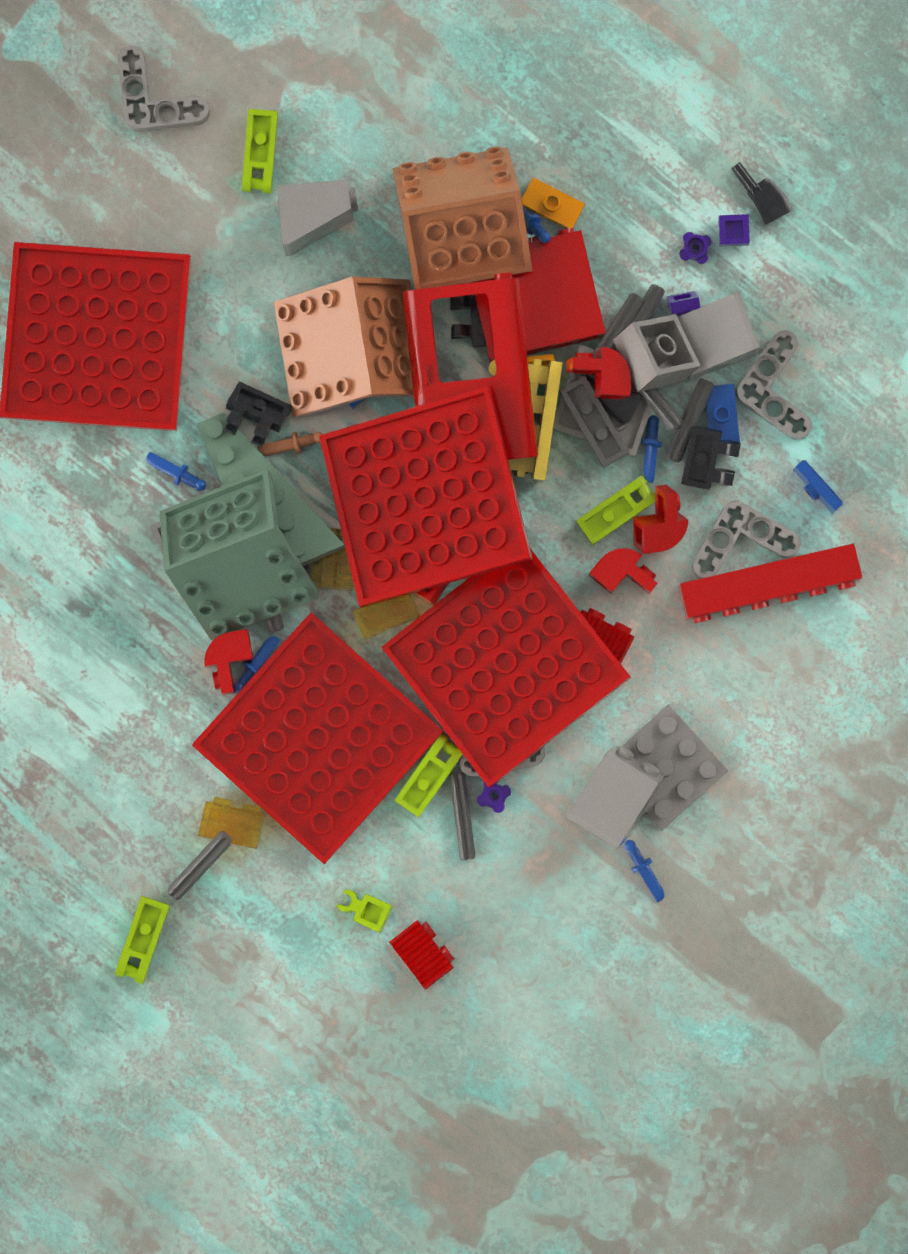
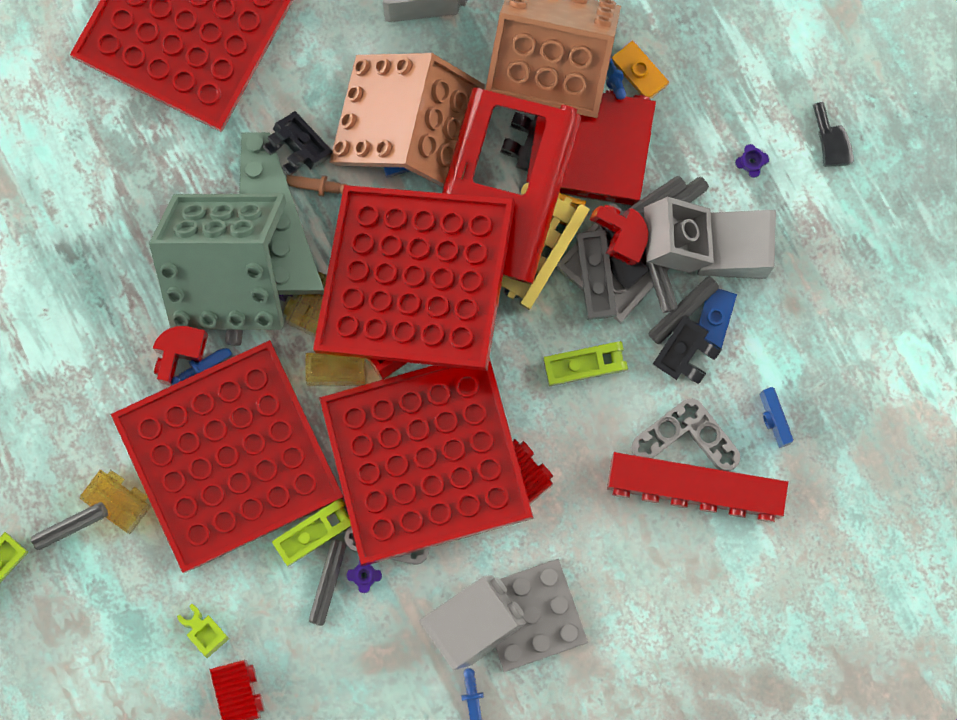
camera: 15 degrees right, 5 degrees down
(176, 472) = (207, 170): blue piece -> none
(617, 565) = (565, 413): red brick -> none
(651, 448) = (639, 321): blue piece -> none
(662, 529) = (621, 396): red brick -> none
(683, 303) = (721, 203): dark purple plate -> none
(734, 230) = (793, 159): dark purple plate -> none
(763, 385) = (764, 305): light grey beam -> none

